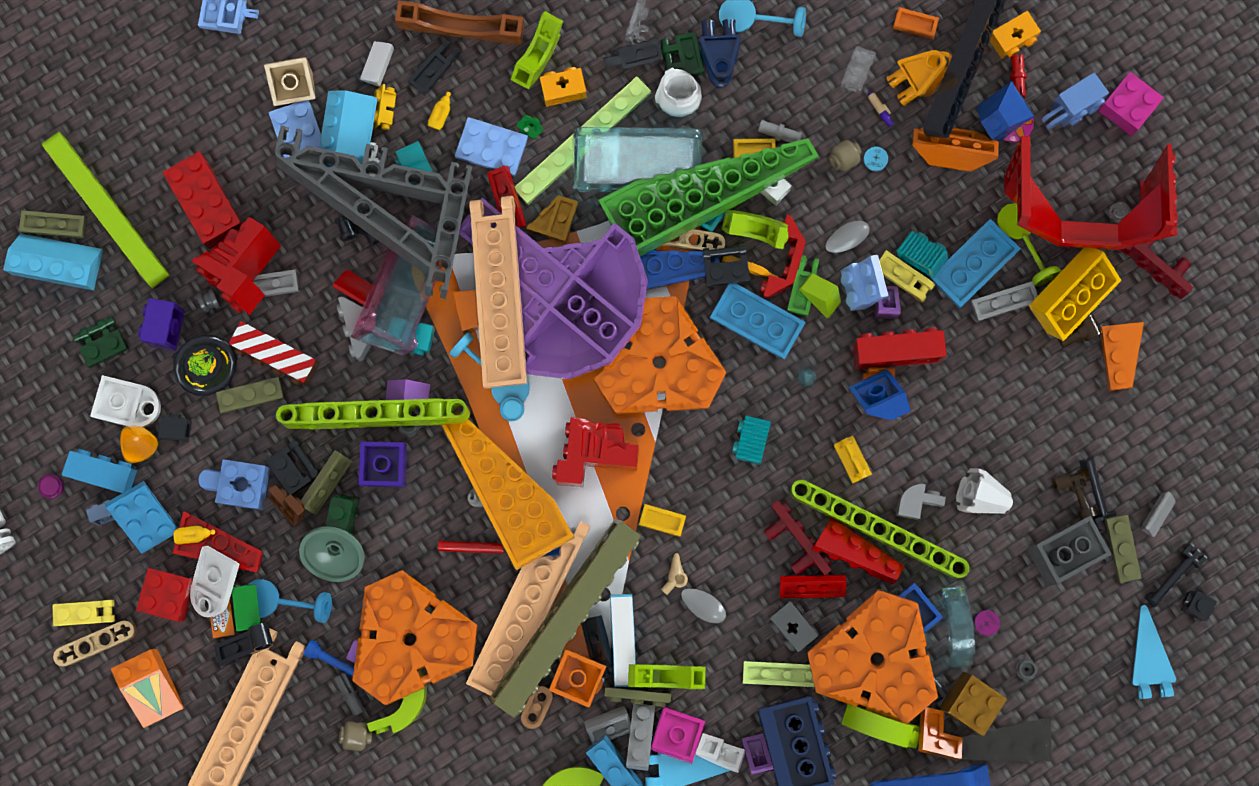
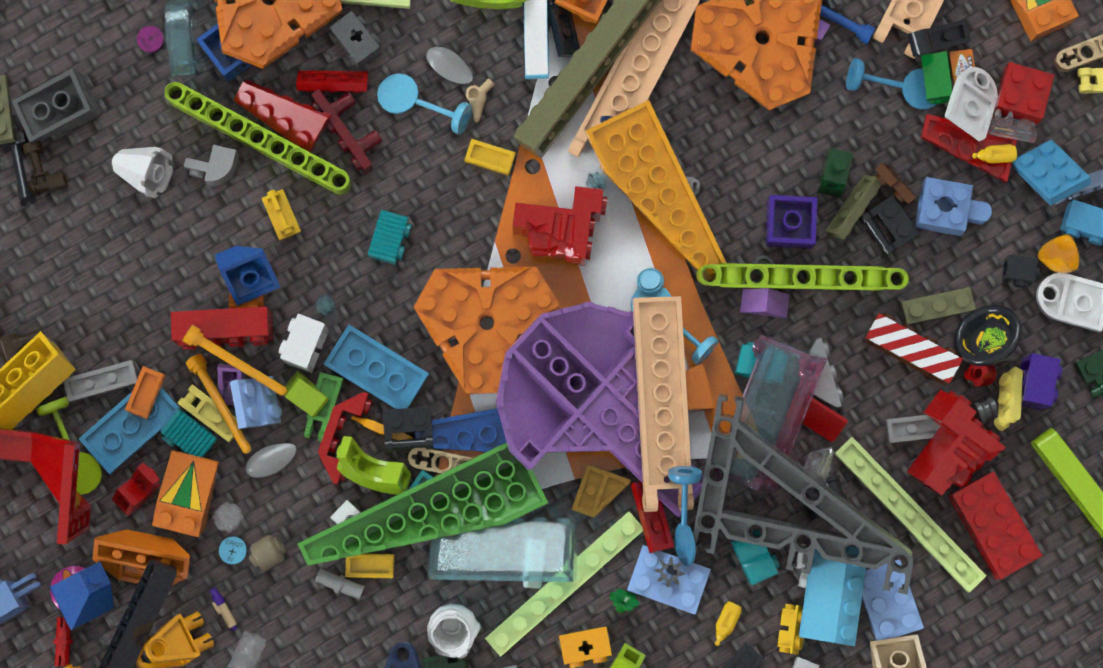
camera: 175 degrees right, 0 degrees up
(176, 561) = (1012, 128): none -> clear plate
(187, 307) = (1009, 398): none -> light yellow plate
(213, 328) = (981, 375): none -> red brick
(279, 208) = (910, 514): none -> yellowish green plate
(331, 554) = (845, 127): sand green dish -> none
(359, 245) = (819, 463): none -> clear plate
(470, 547) = (698, 135): red piece -> none
(477, 223) = (683, 535): none -> dark azure piece
(486, 144) = (674, 568): none -> dark grey gear
(563, 497) = (596, 181): none -> clear light blue plate
(748, 577) = (400, 93): none -> medium azure piece
(824, 335) = (303, 339): none -> white piece
(881, 185) = (228, 517): none -> clear gear
(917, 316) = (198, 365): none -> light orange piece
(920, 200) = (185, 494): none -> orange slope
(922, 331) = (196, 338): none -> light orange piece
(964, 205) = (137, 489): none -> red brick
(964, 290) = (145, 392): none -> orange tile

